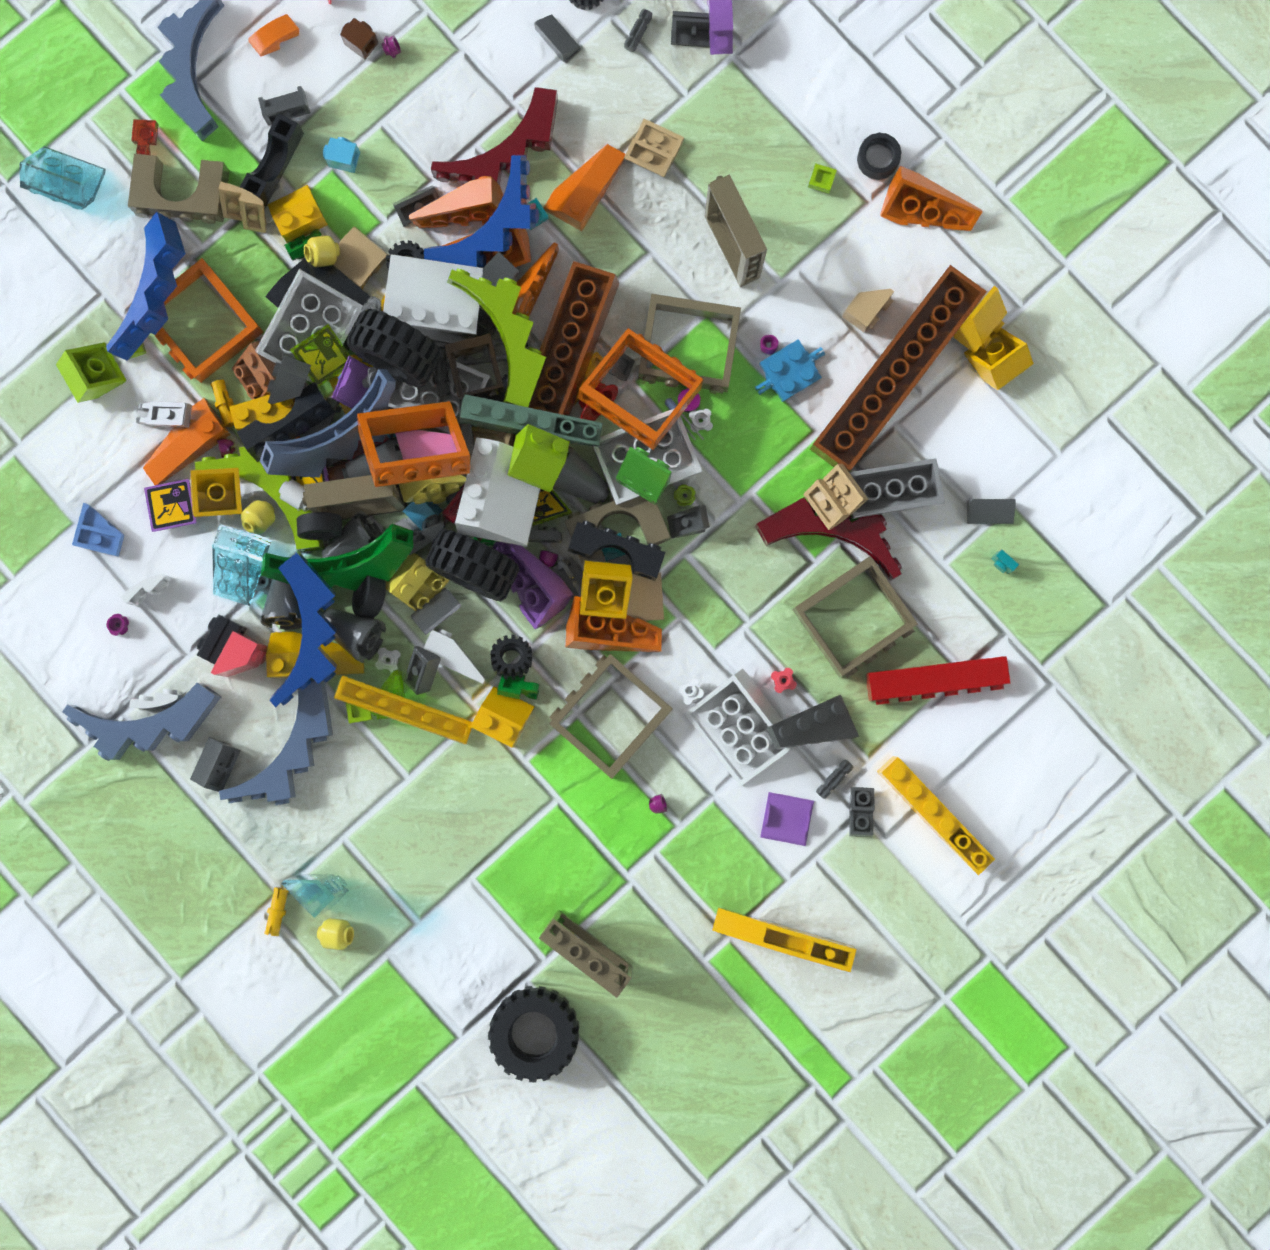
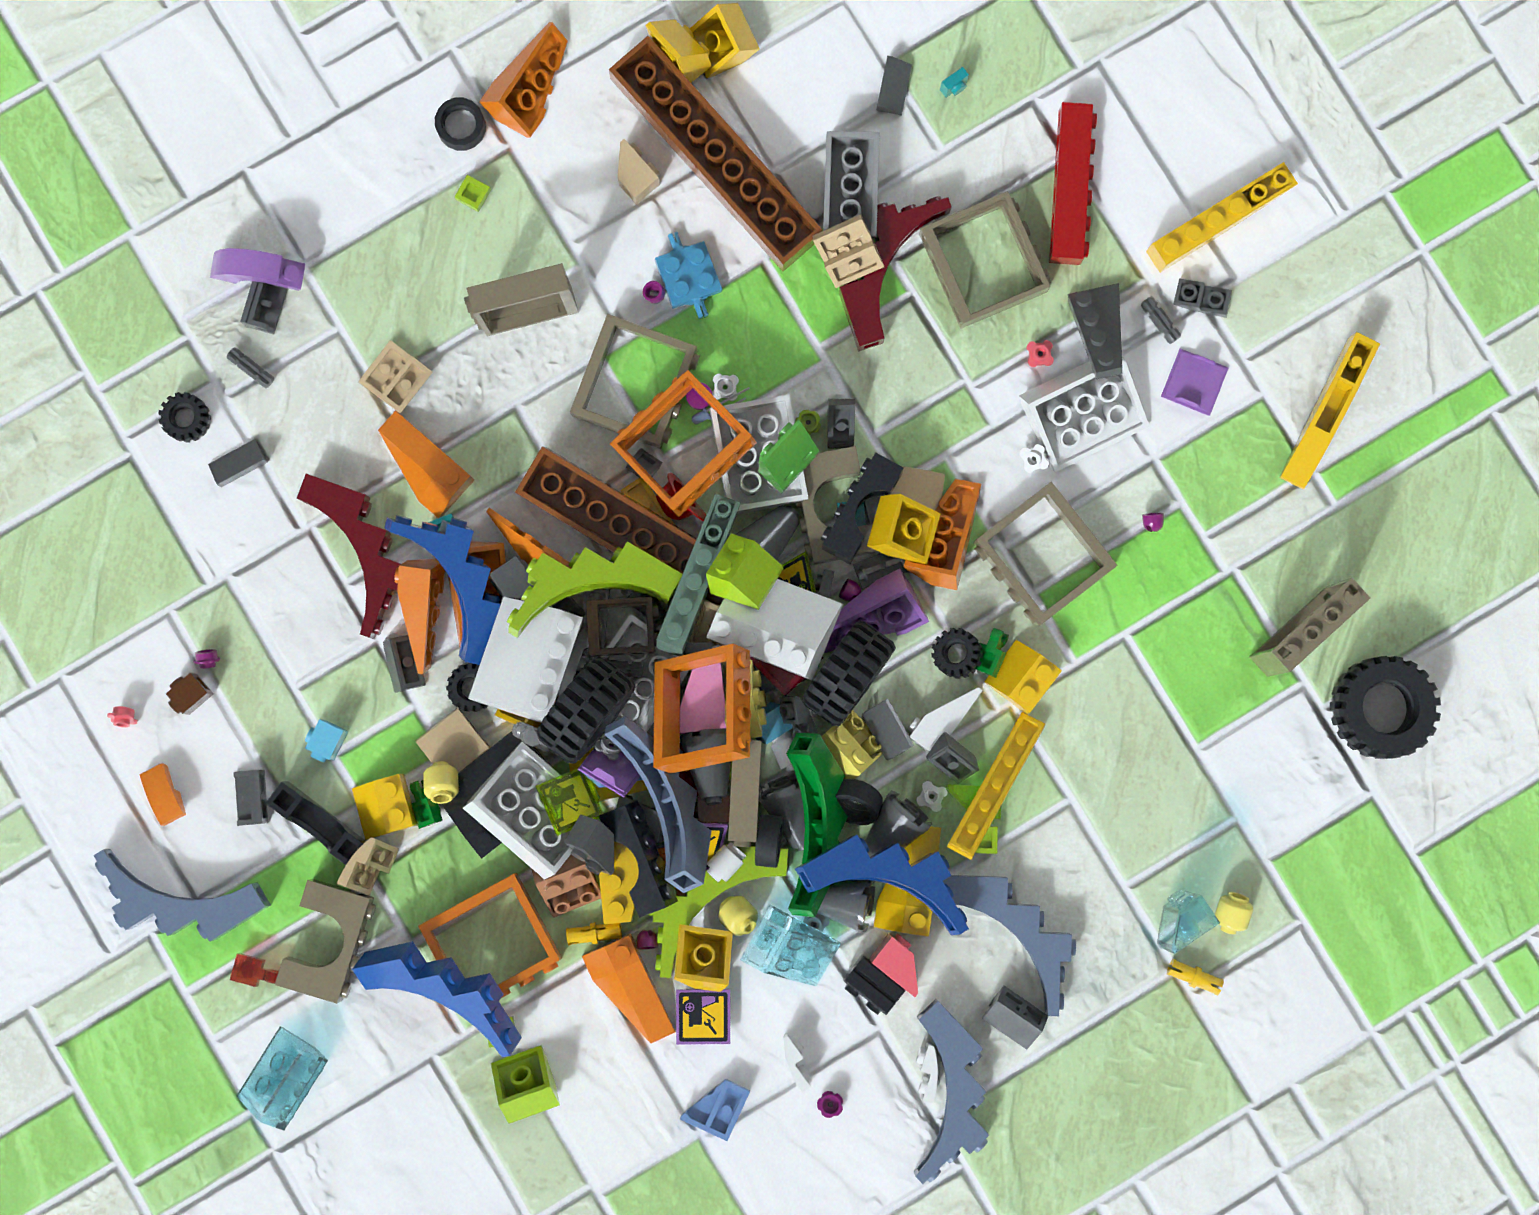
camera: 85 degrees left, 0 degrees up
(165, 414) = (596, 1001): hinge -> none

